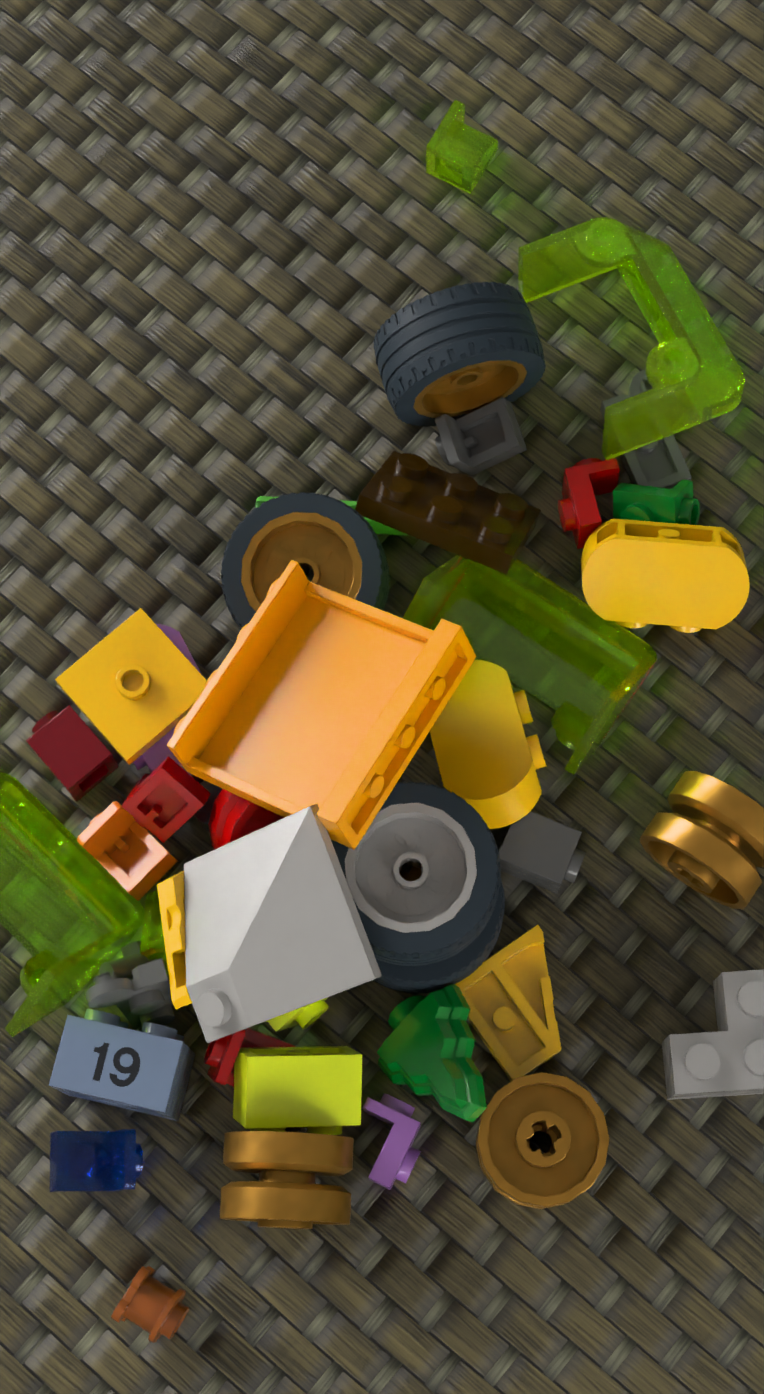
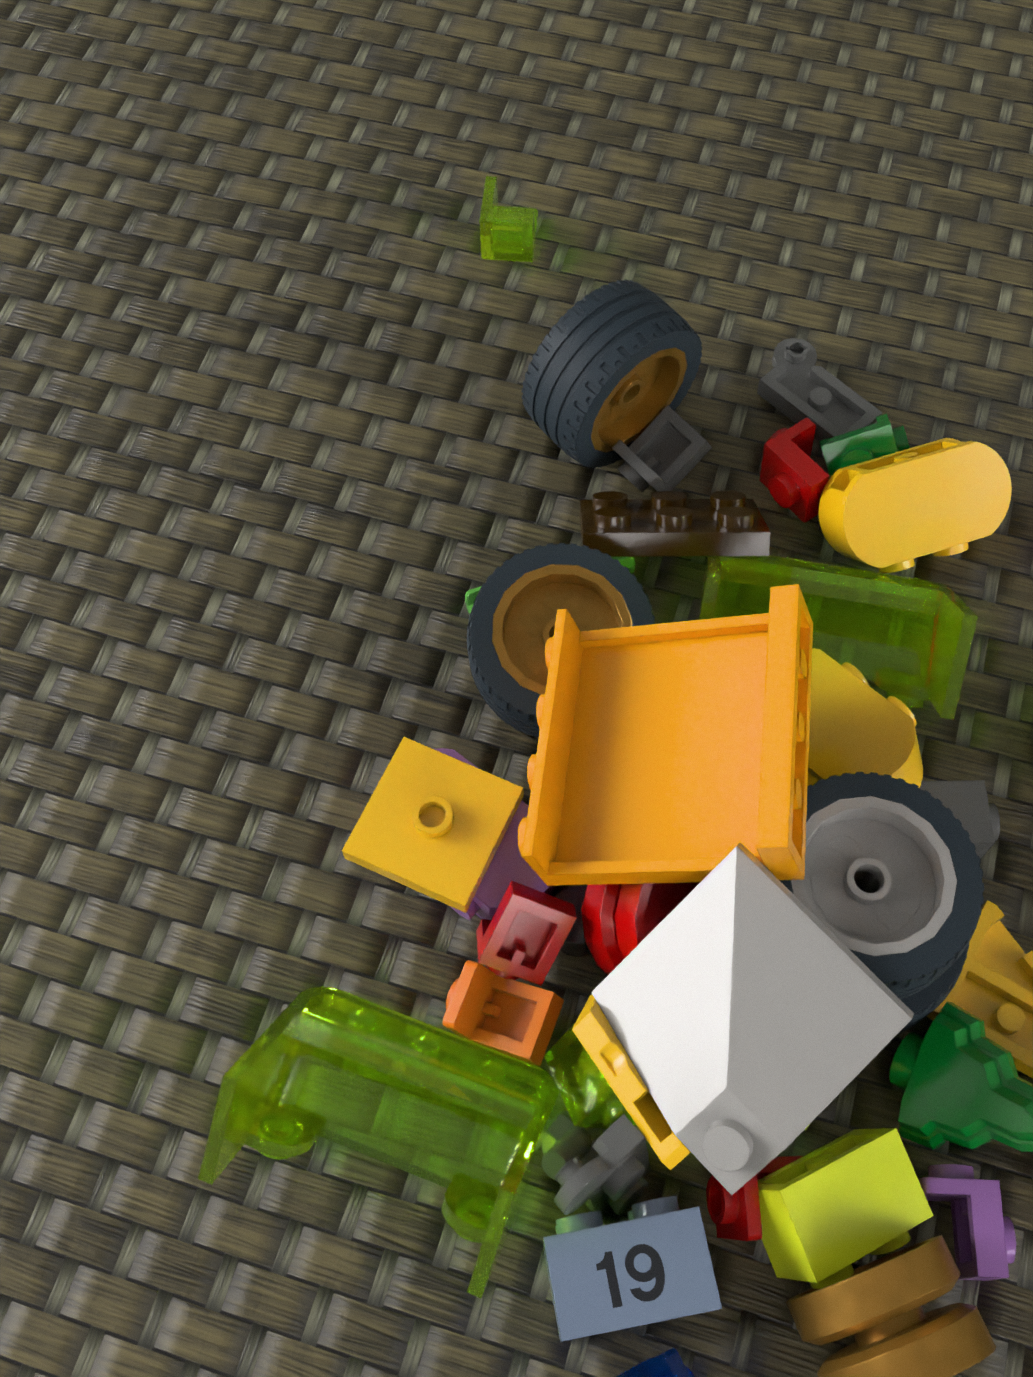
camera: 25 degrees left, 10 degrees down
(71, 751) = (387, 929): dark red brick -> none
(691, 366) = (840, 315): clear neon green windscreen -> none

